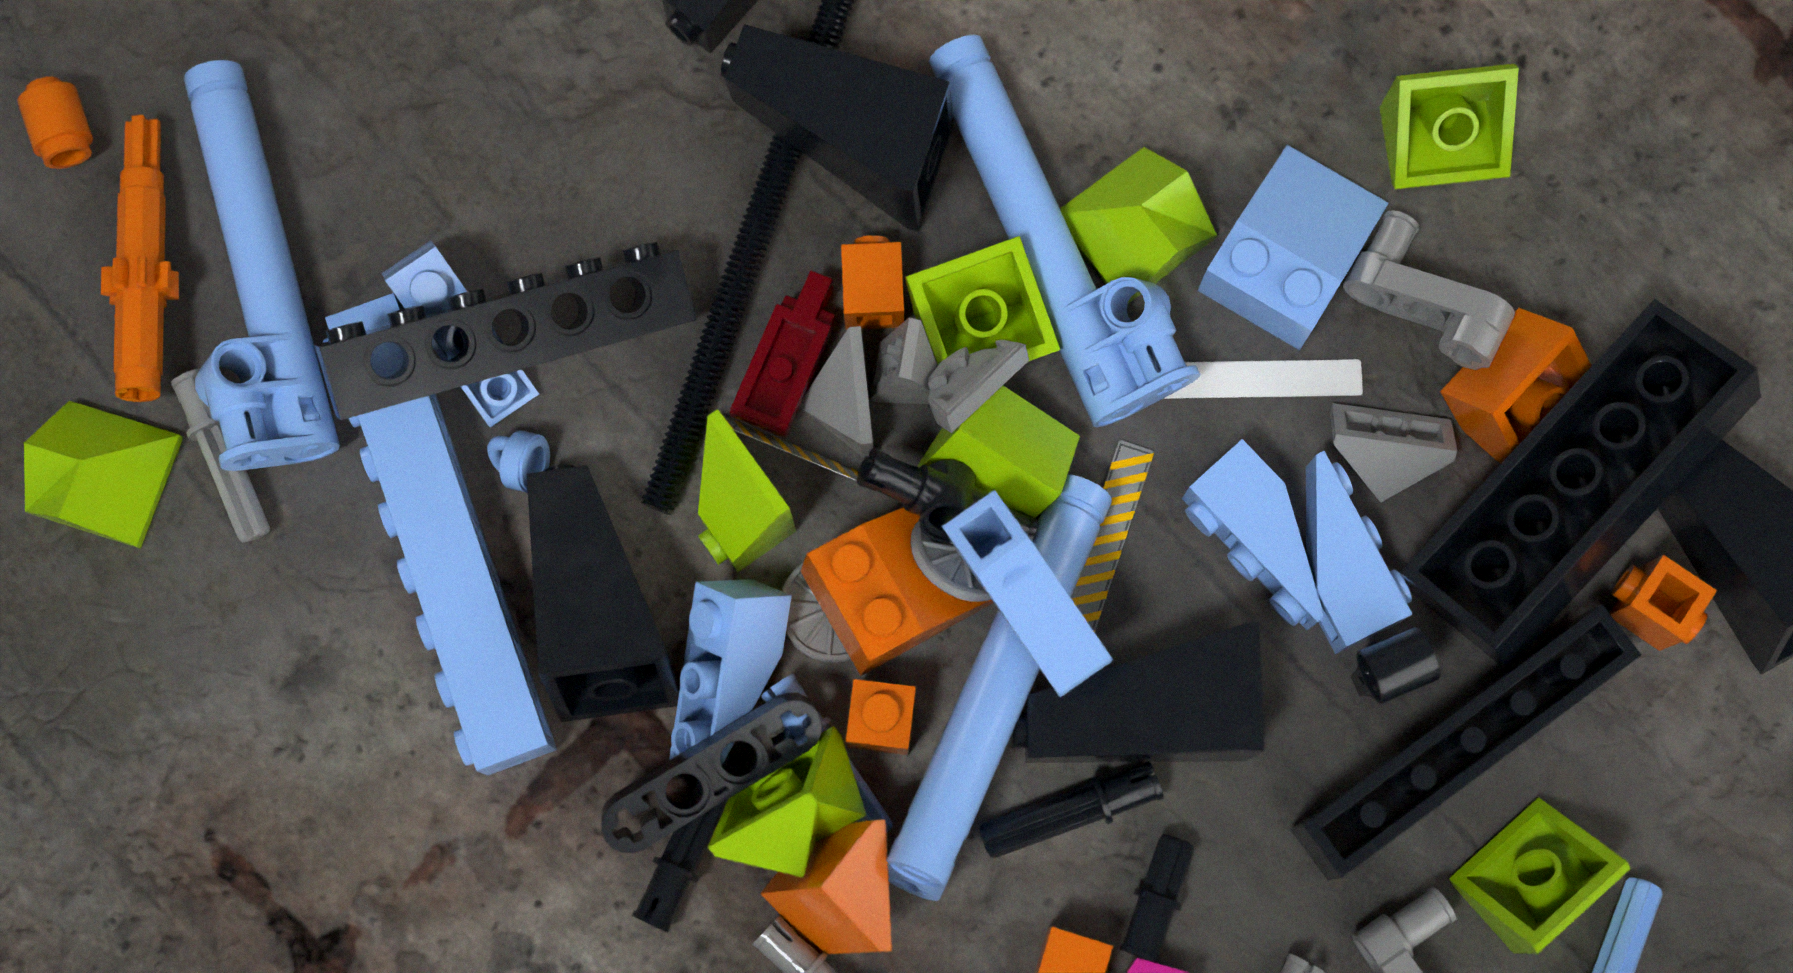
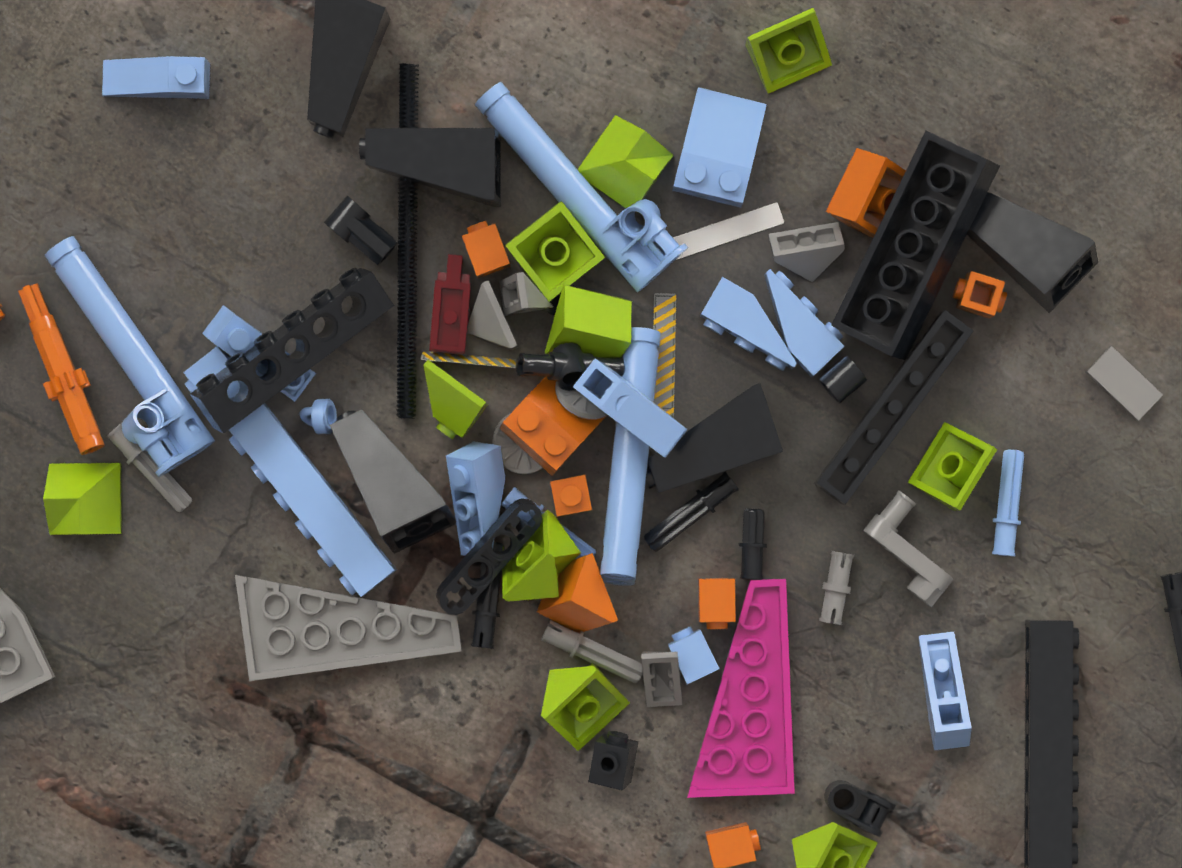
camera: 15 degrees left, 10 degrees up
(386, 806) = (317, 630): none -> light grey wing
(681, 185) = (355, 225): none -> black piece
(968, 380) = (560, 294): light grey tile -> none
(1469, 317) = (832, 167): light grey beam -> none

